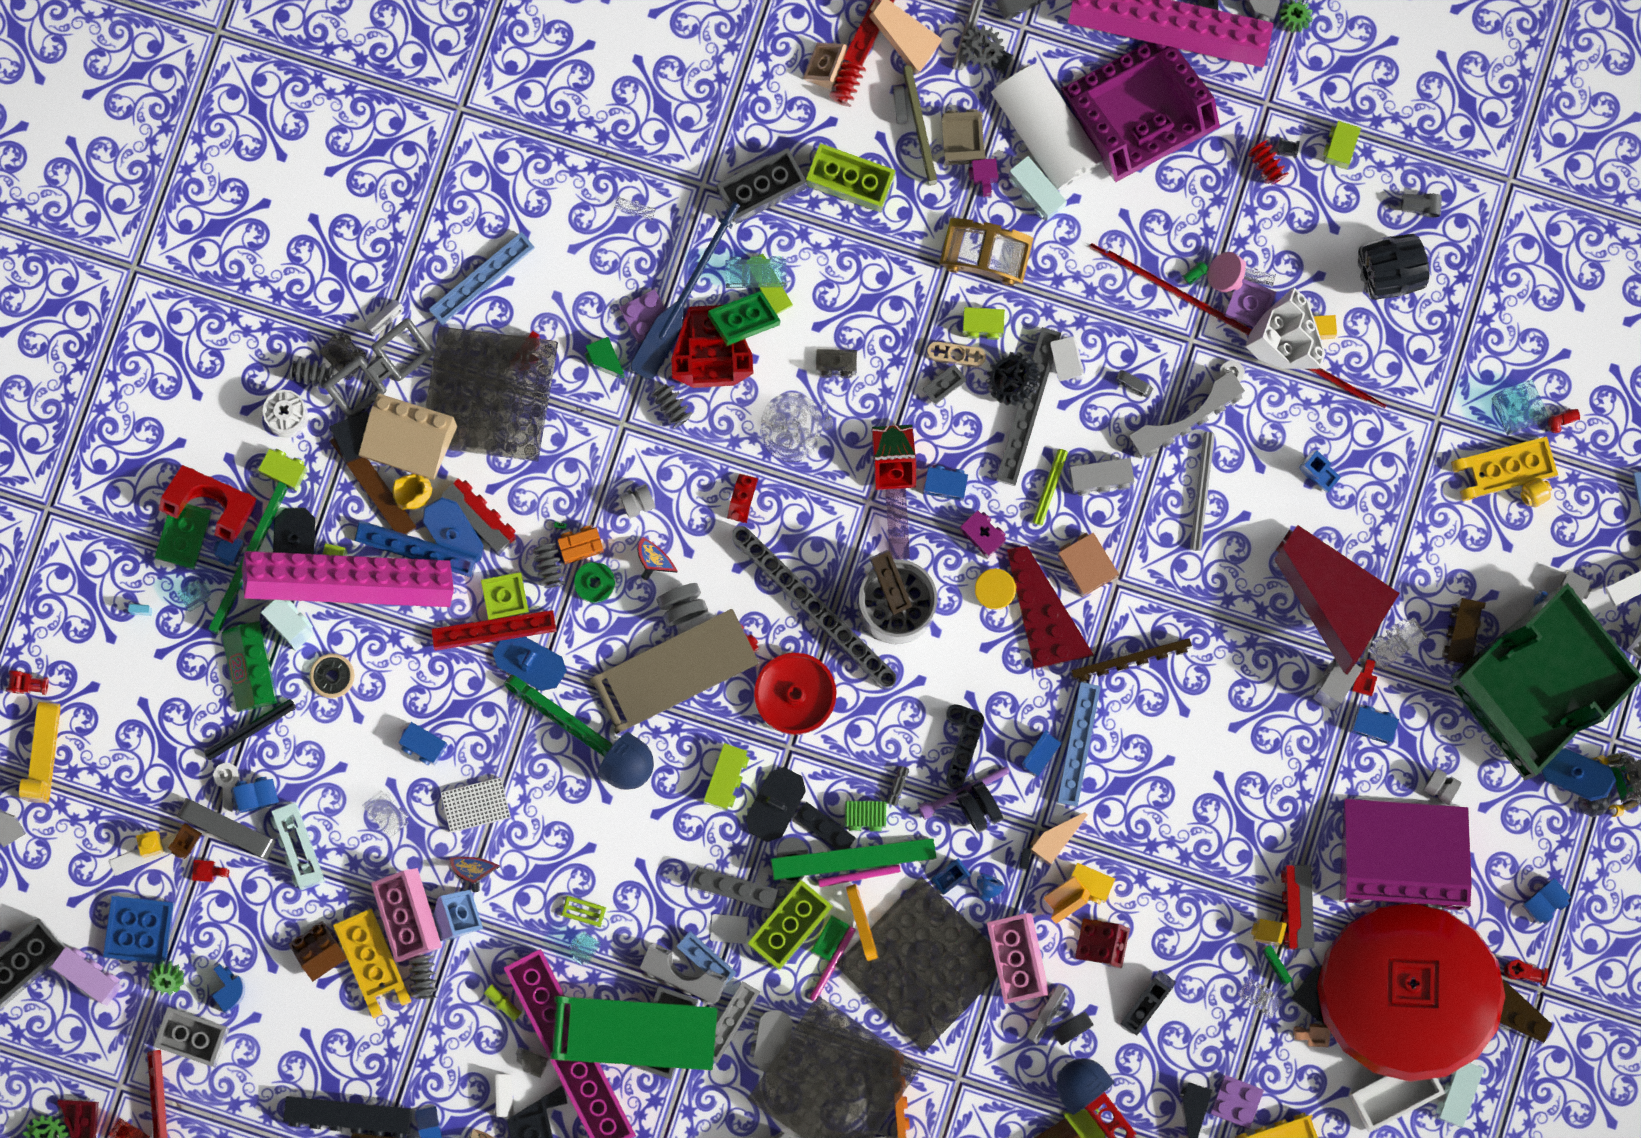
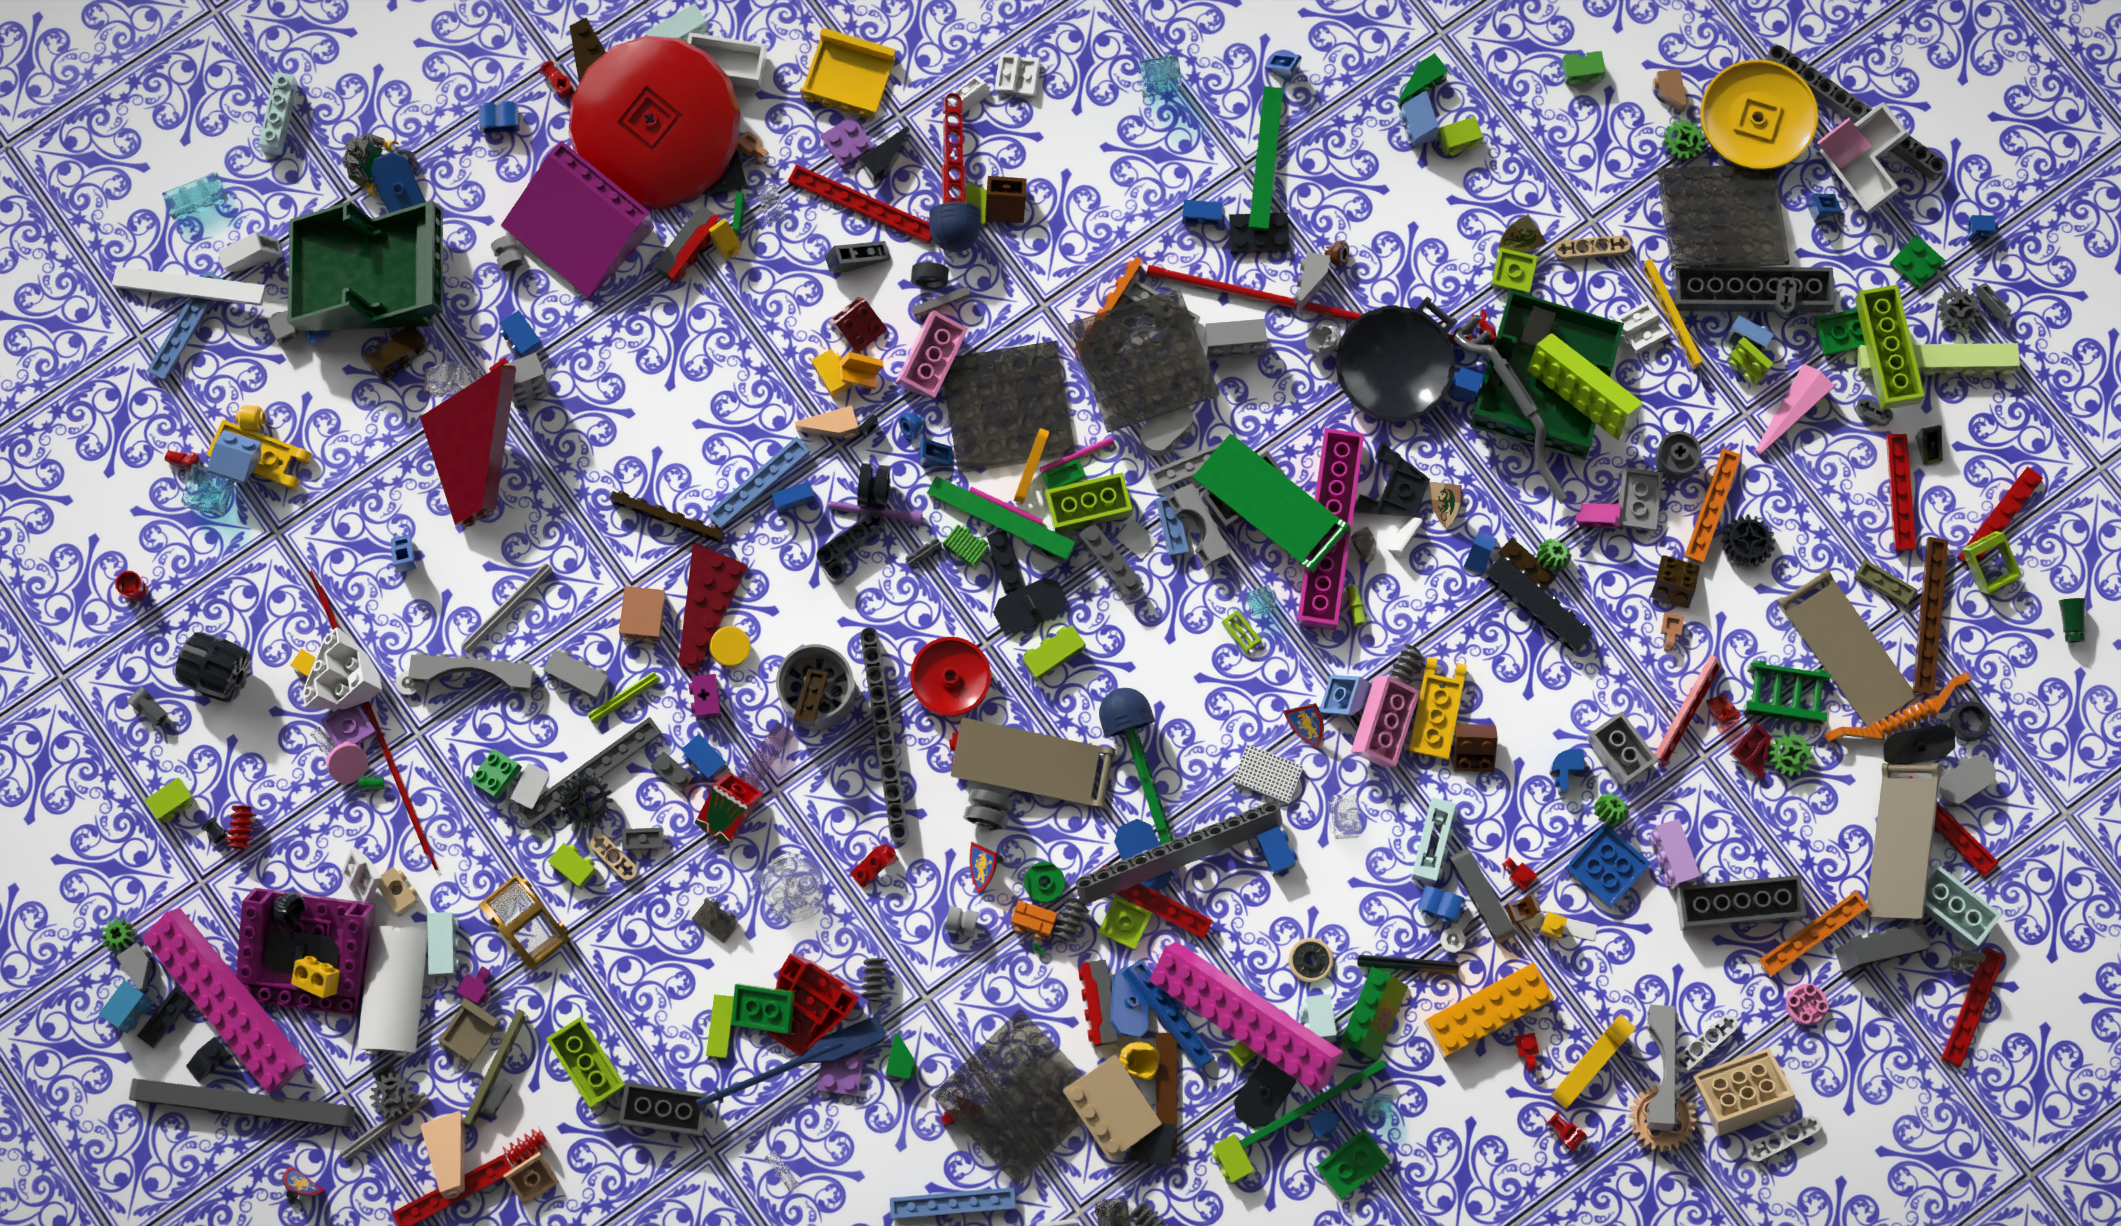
camera: 140 degrees left, 5 degrees down
(105, 730) = (1527, 1047): none -> red plate
(138, 609) = (1431, 1125): medium azure tile -> none
(156, 736) = (1488, 1010): none -> light orange brick
(193, 484) = (1292, 1155): red arch -> none
(282, 424) = (1190, 1212): white wheel -> none
(379, 368) = (1093, 1185): dark grey bar -> none
(492, 692) = (1178, 852): none -> dark grey beam
(756, 272) = (724, 1039): clear light blue brick -> none
(963, 456) = (672, 772): none -> dark grey plate
(1101, 349) = (495, 774): none -> green plate
(1113, 89) = (315, 977): none -> yellow brick
(1117, 200) = (406, 899): none -> tan brick
(1134, 384) = (492, 729): dark grey beam -> none
(1141, 103) = (282, 953): none -> black shield
(1145, 195) = (361, 873): none -> white slope
(1175, 120) = (287, 912): none -> black hair
(1183, 1053) = (860, 203): none -> red tile
(1515, 286) = (131, 586): none -> red wheel
(1518, 444) = (234, 457): none -> medium blue slope

